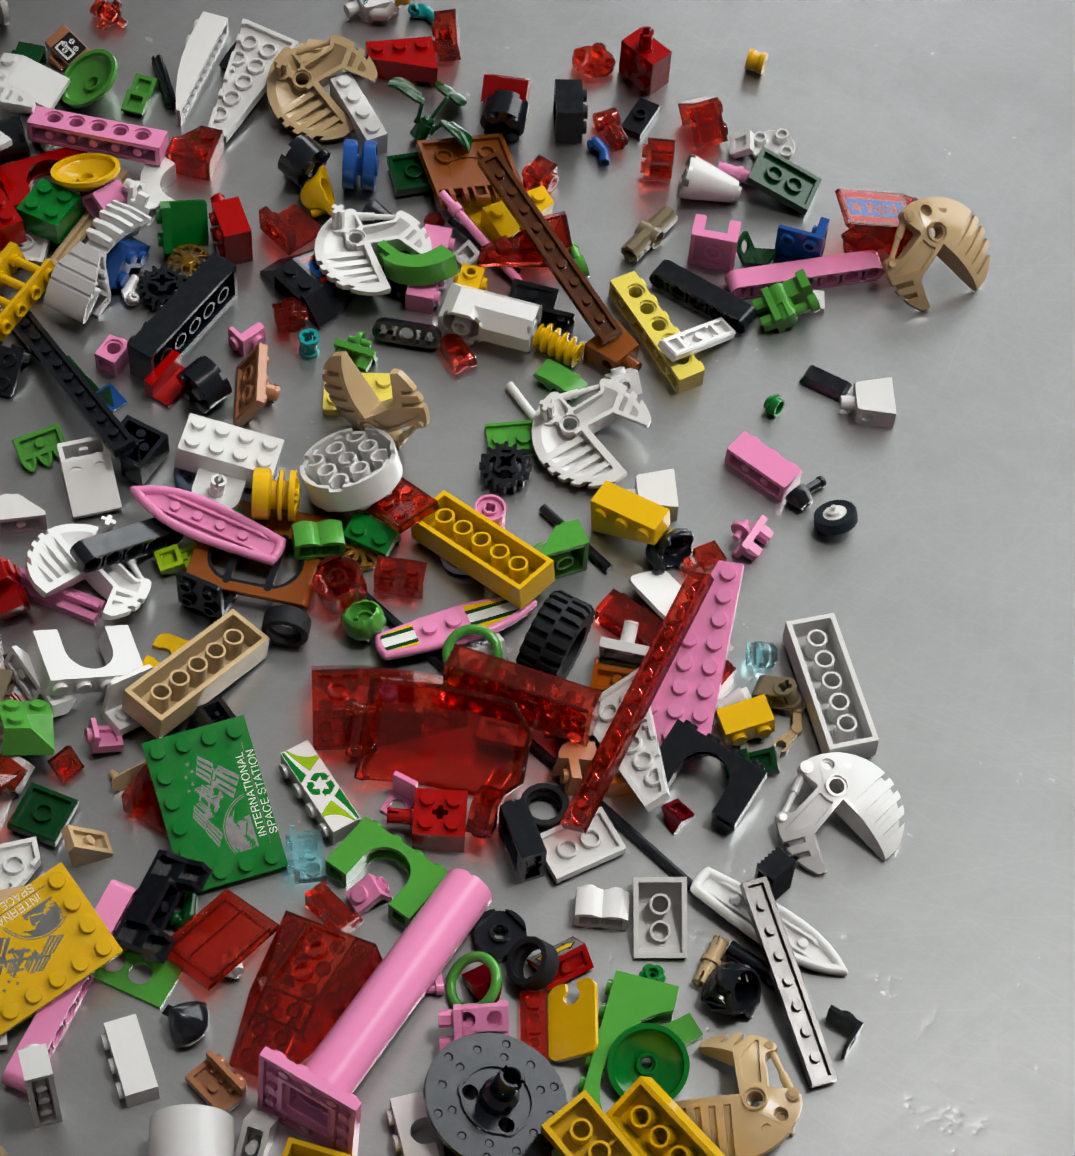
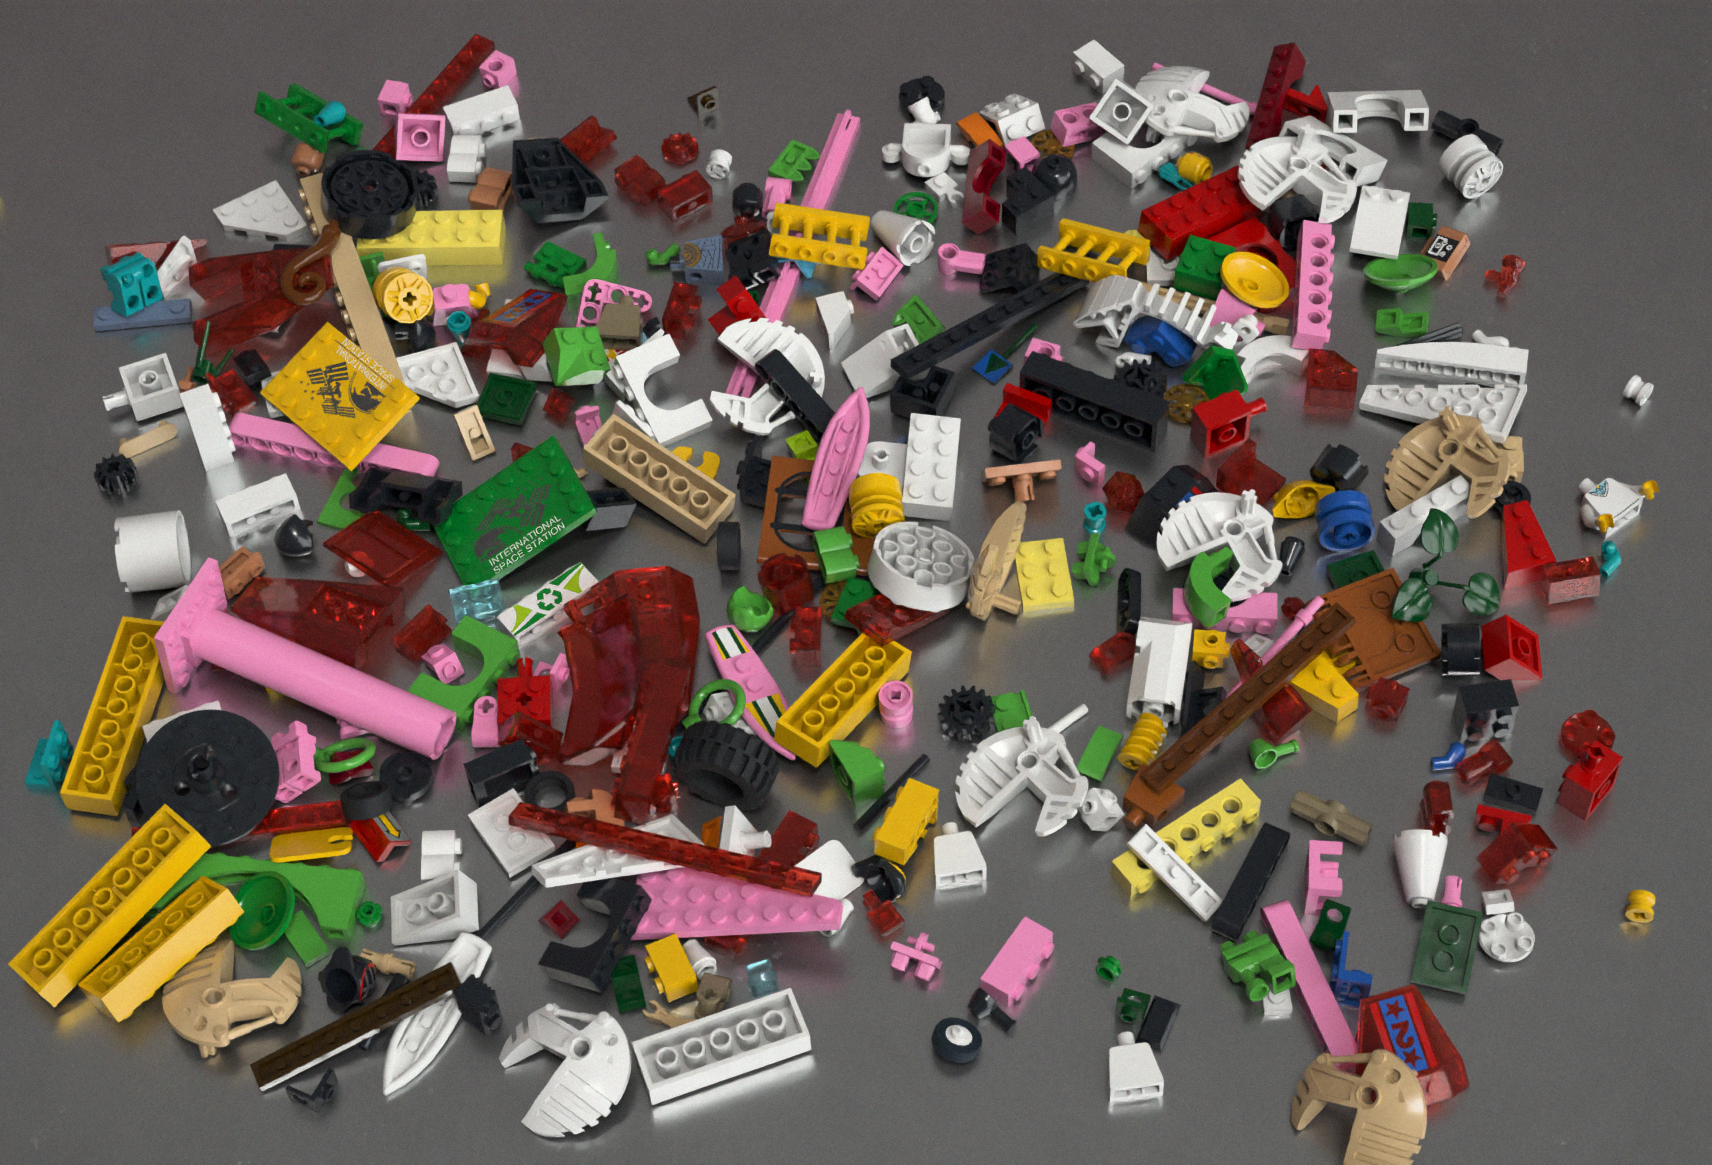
camera: 90 degrees right, 0 degrees up
(178, 43) = (1479, 337): none -> white arm
(454, 854) = (485, 725): none -> bright pink piece
(674, 125) = (1497, 819): none -> red slope
(818, 396) = (1130, 1010): none -> dark green bracket

